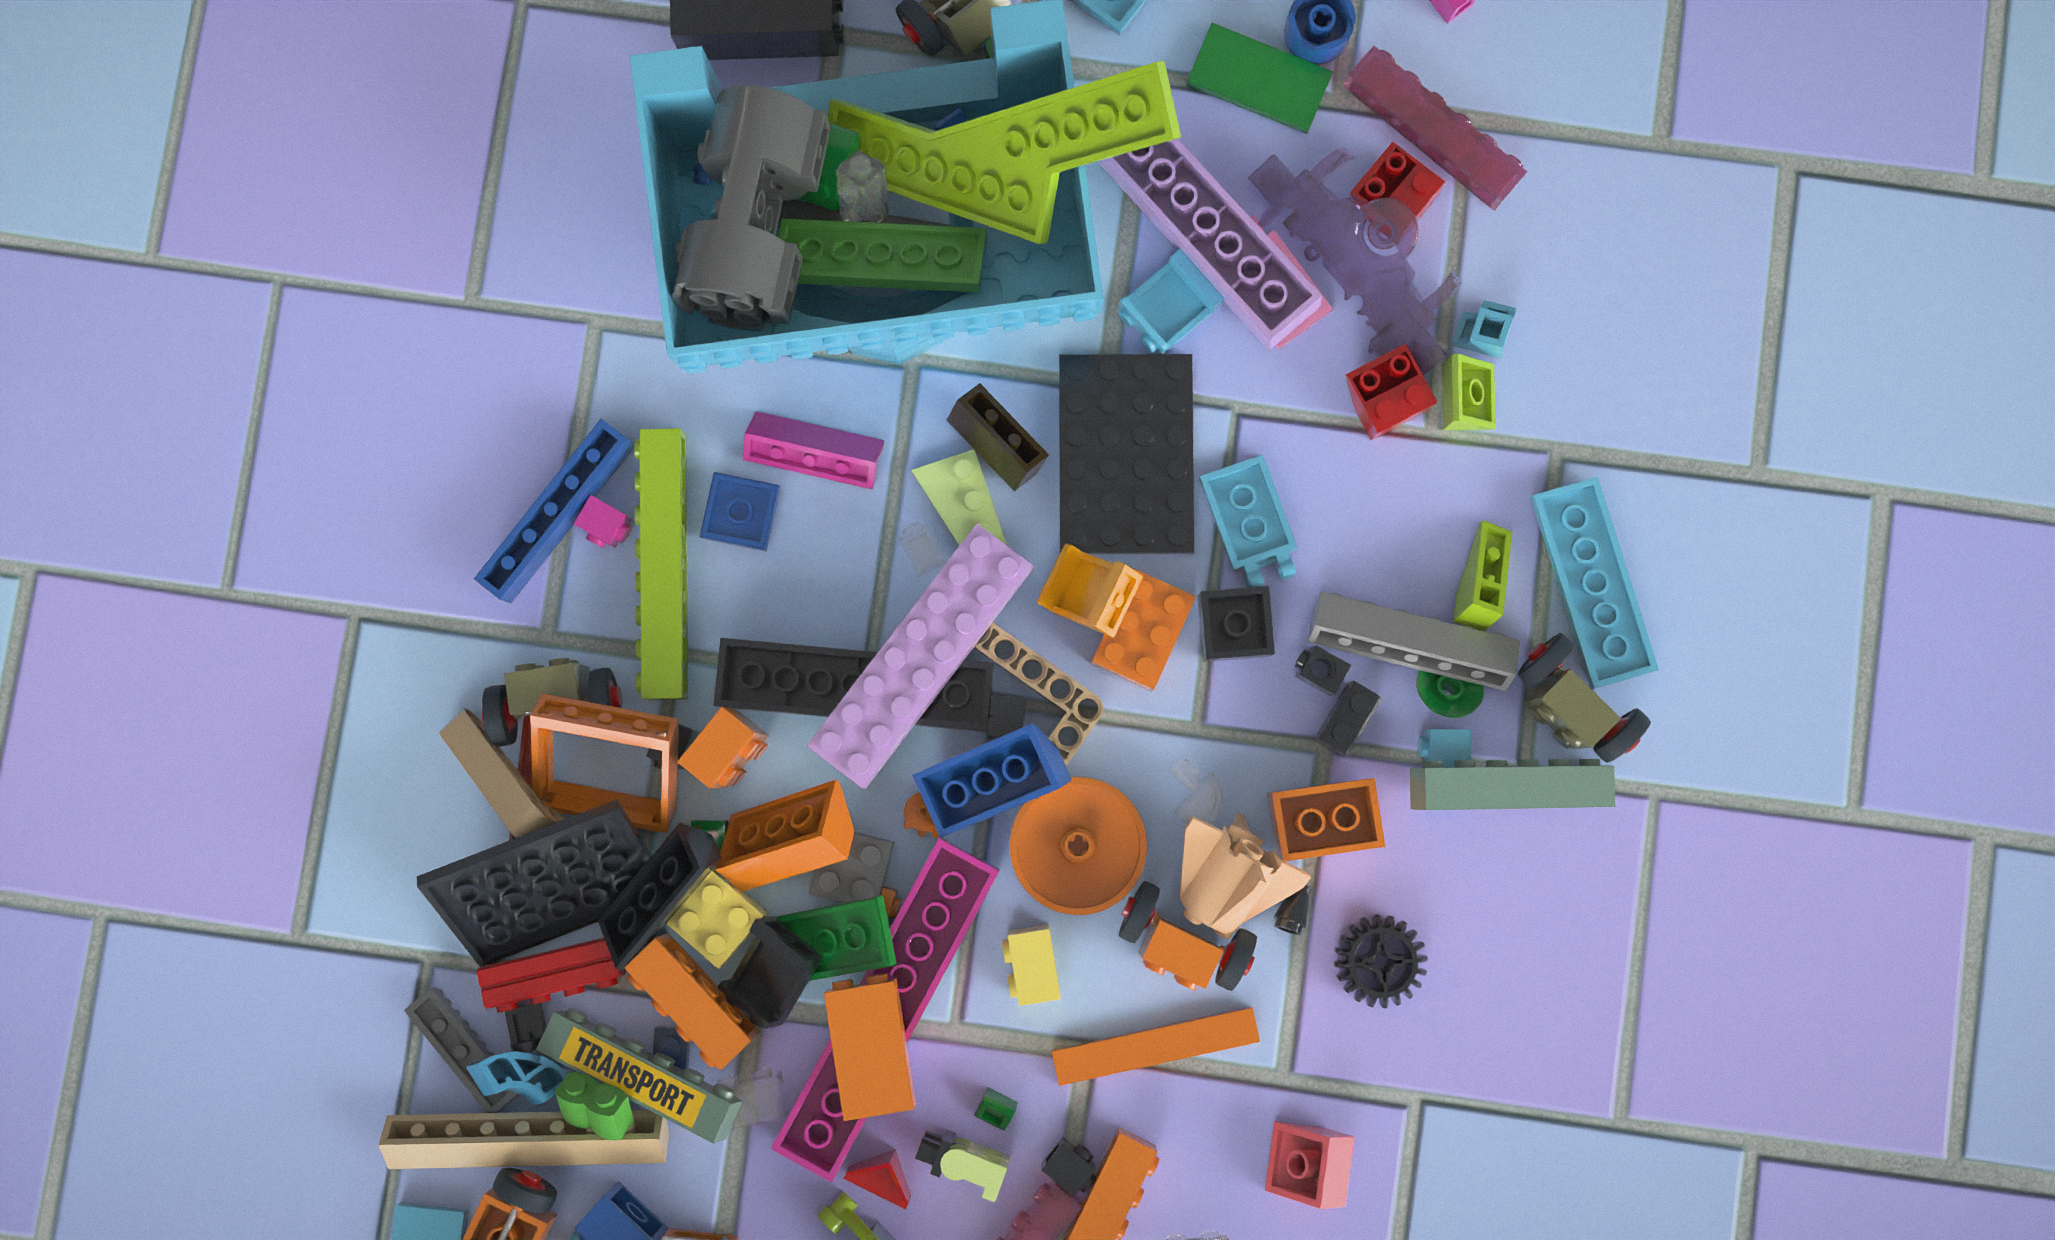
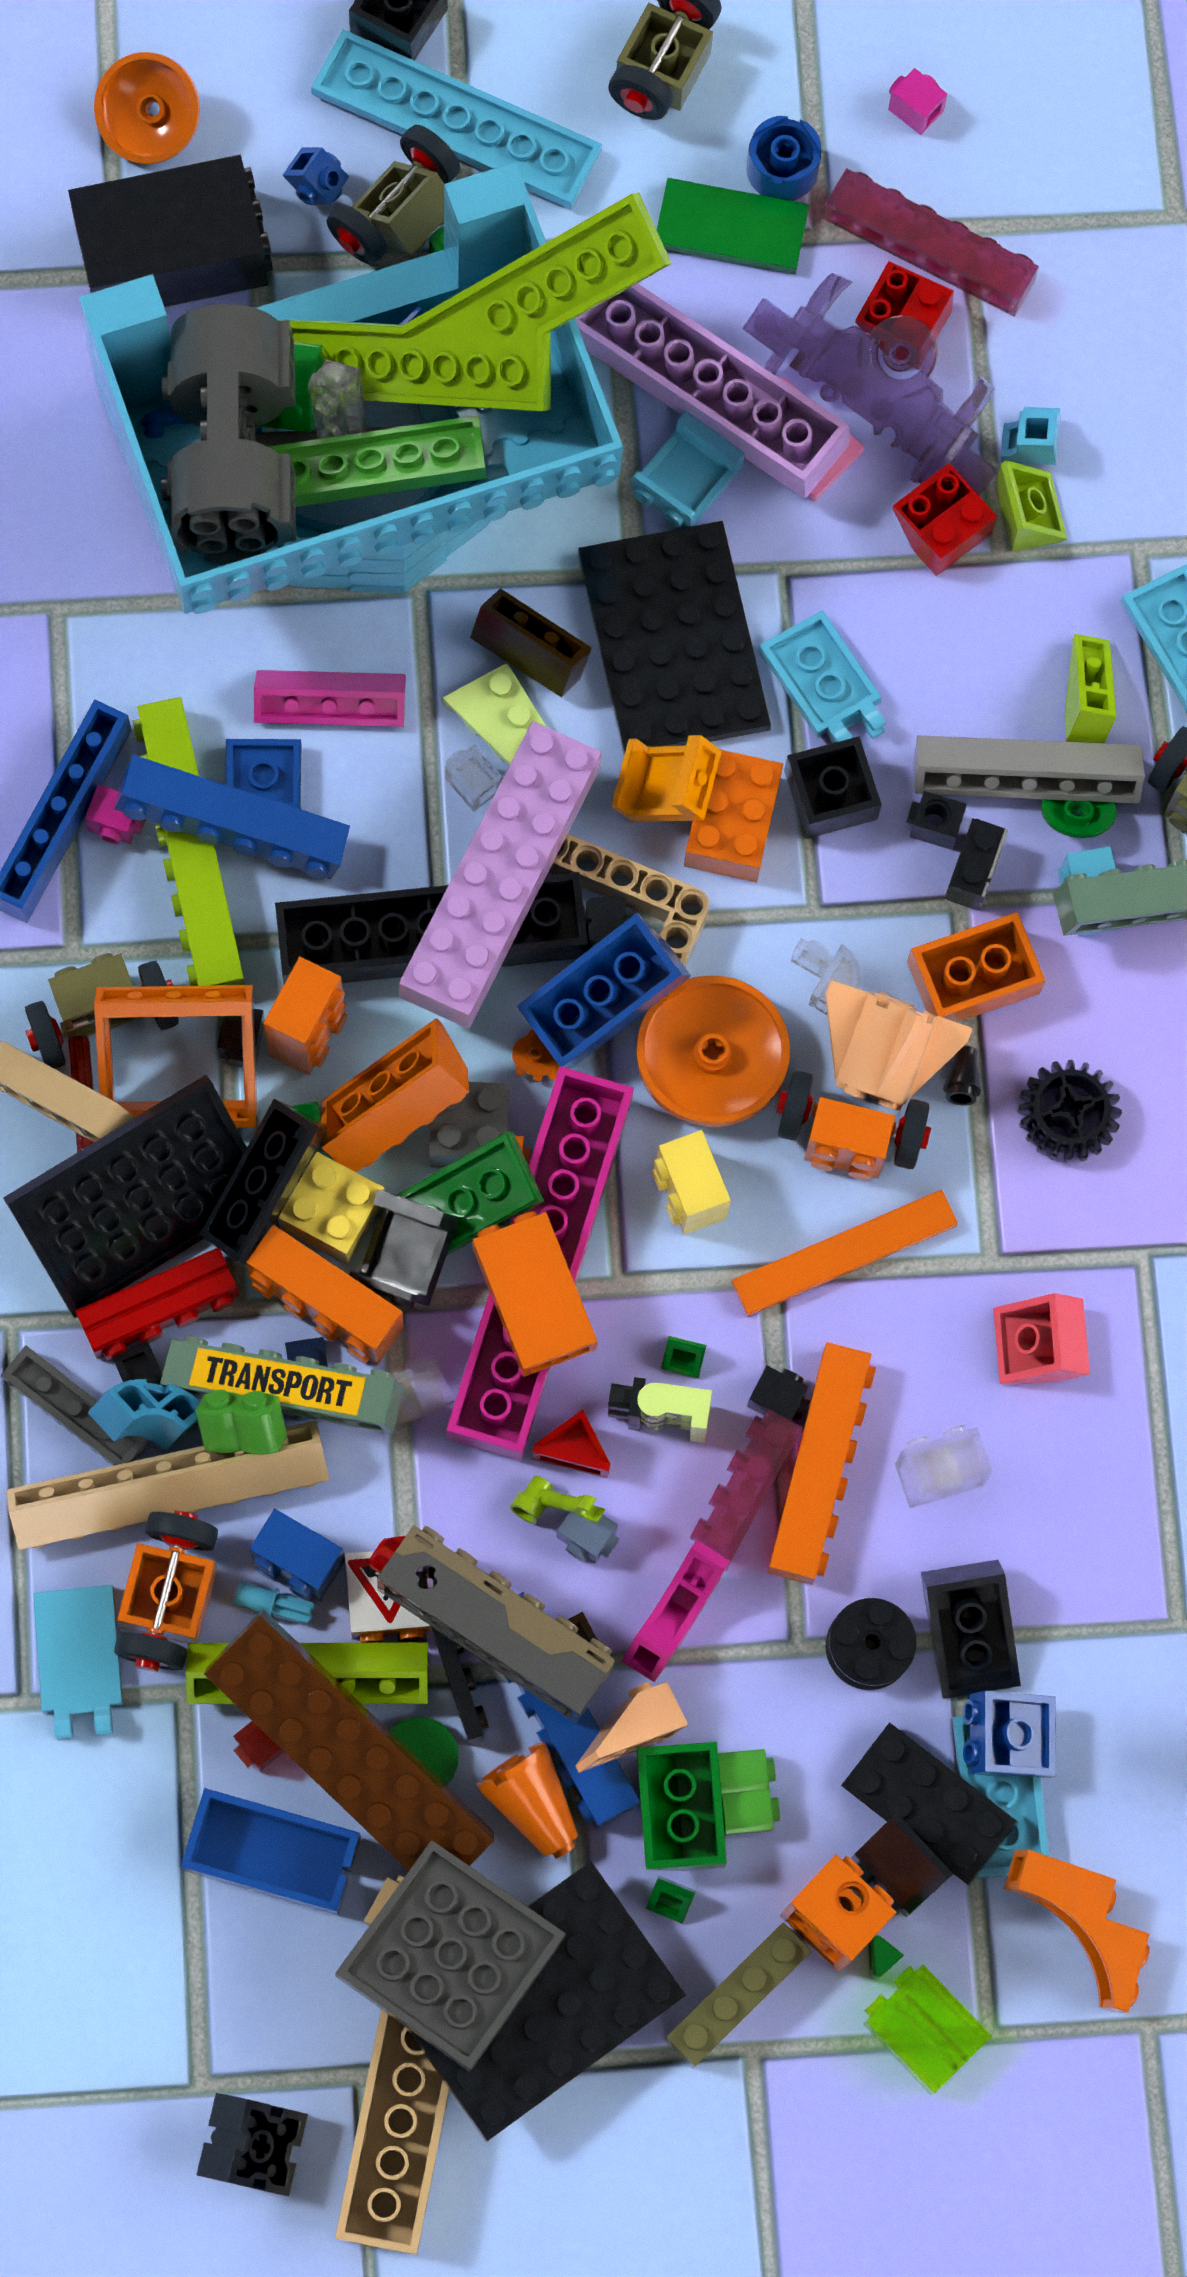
camera: 20 degrees left, 10 degrees down
(698, 551) = (231, 818): none -> blue brick

